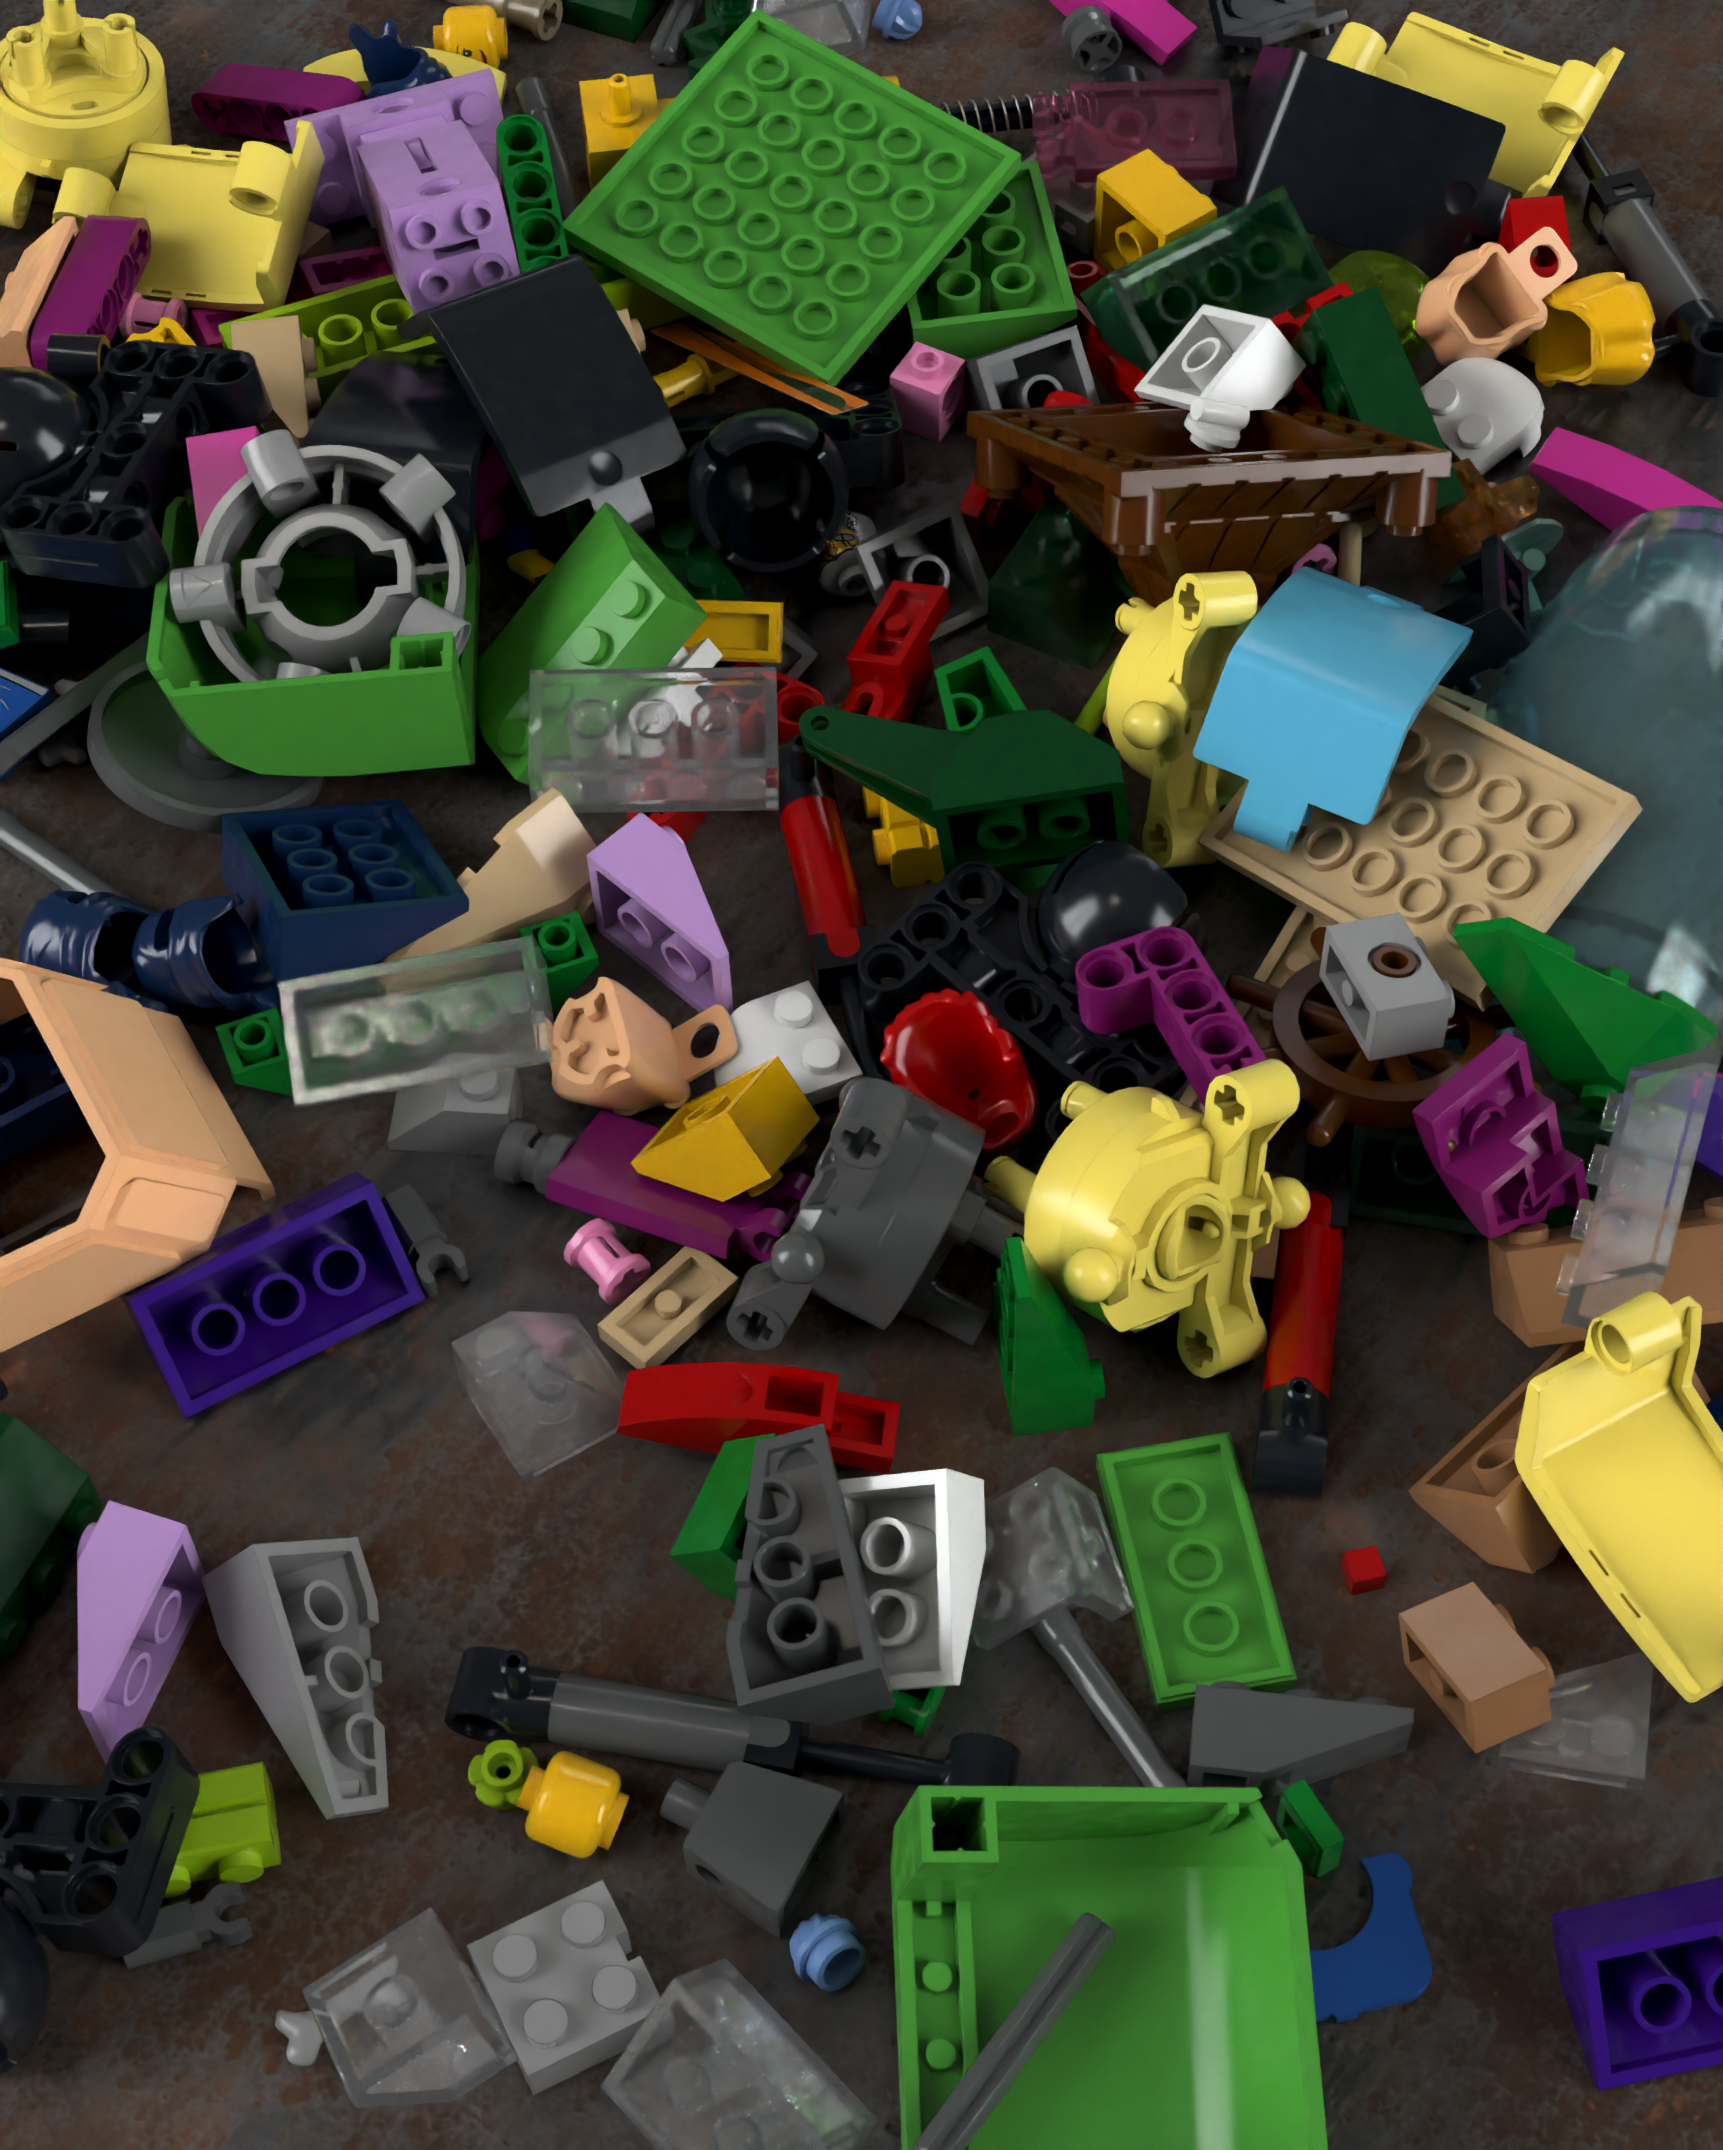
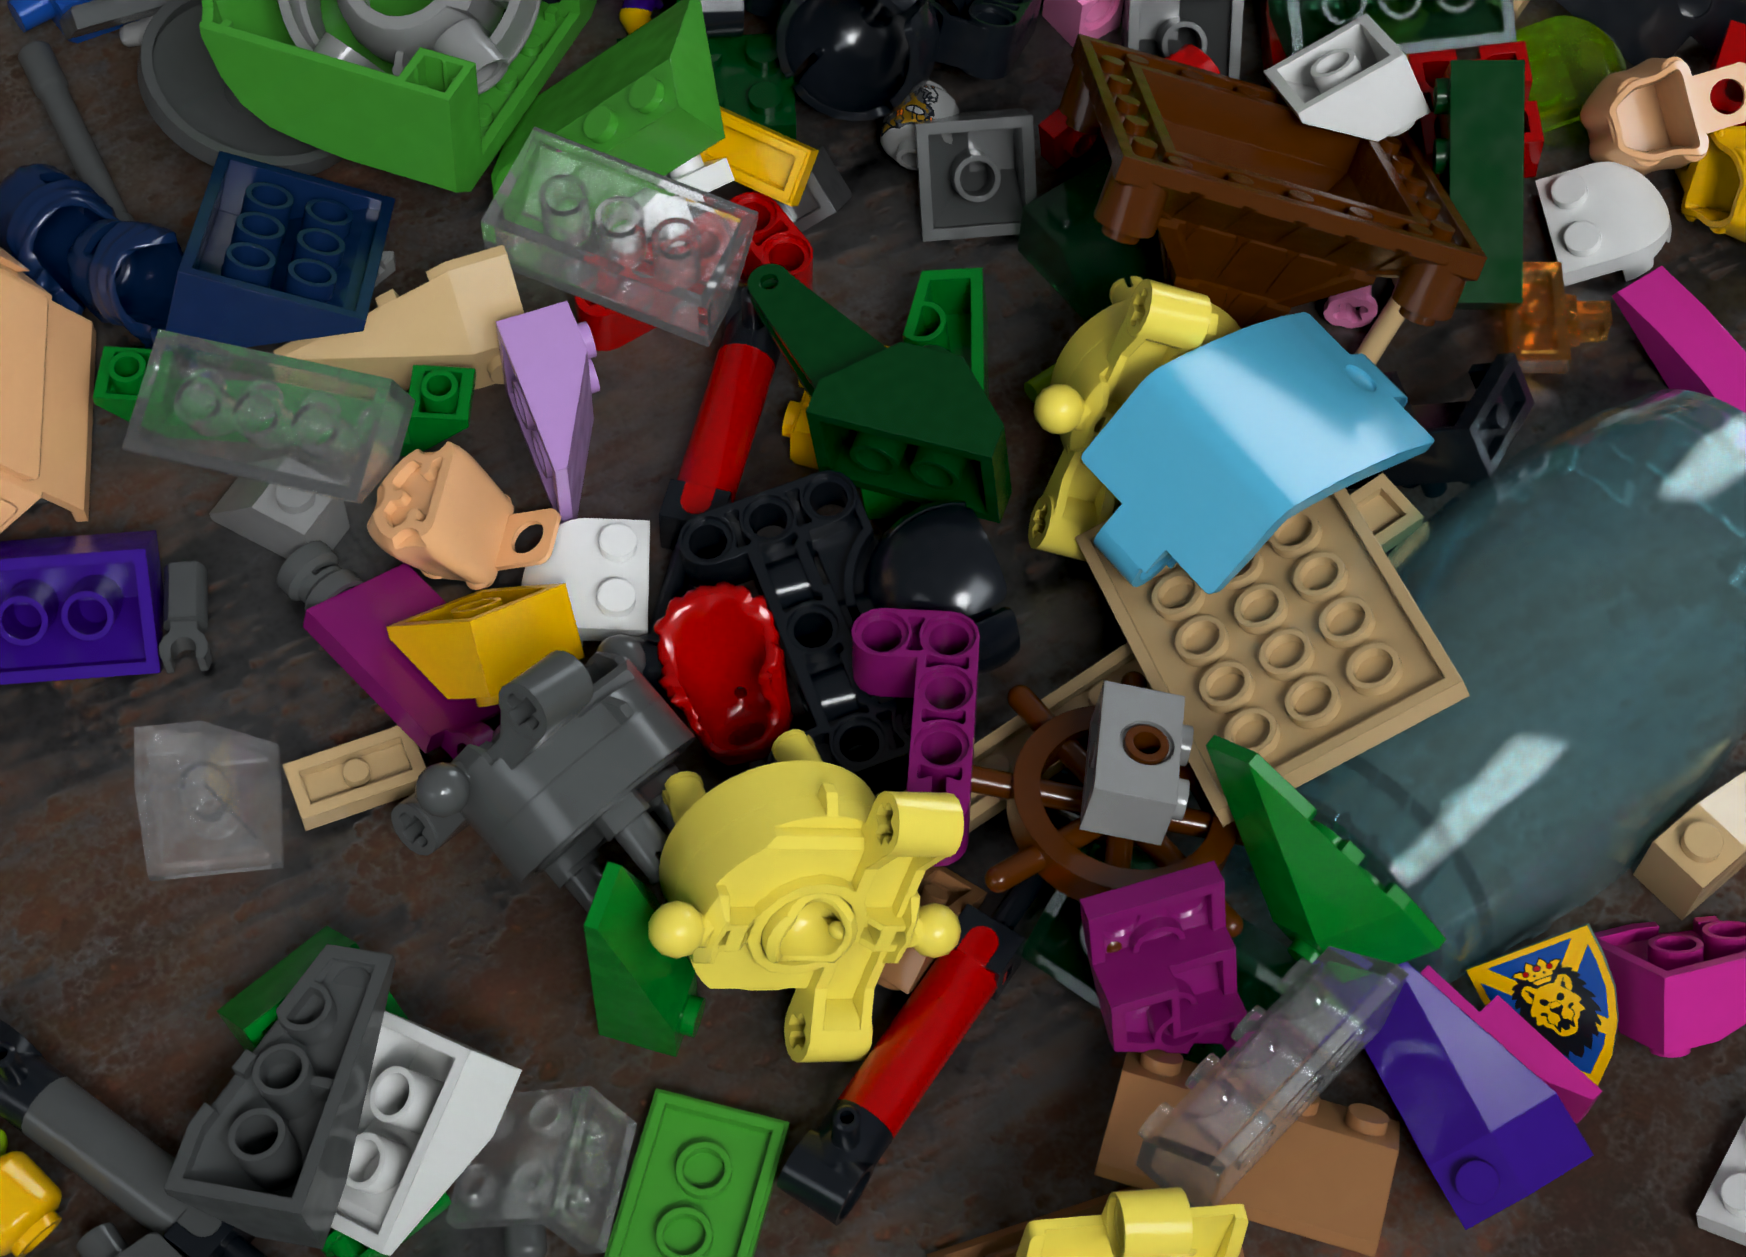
camera: 20 degrees right, 5 degrees up
(606, 1261) = (327, 707): bright pink bush -> none
(726, 1401) = (376, 910): red slope -> none
(892, 653) = (896, 246): red plate -> none
(1216, 424) = (1309, 137): white plate -> none
(1529, 546) = (1549, 382): sand green shield -> none

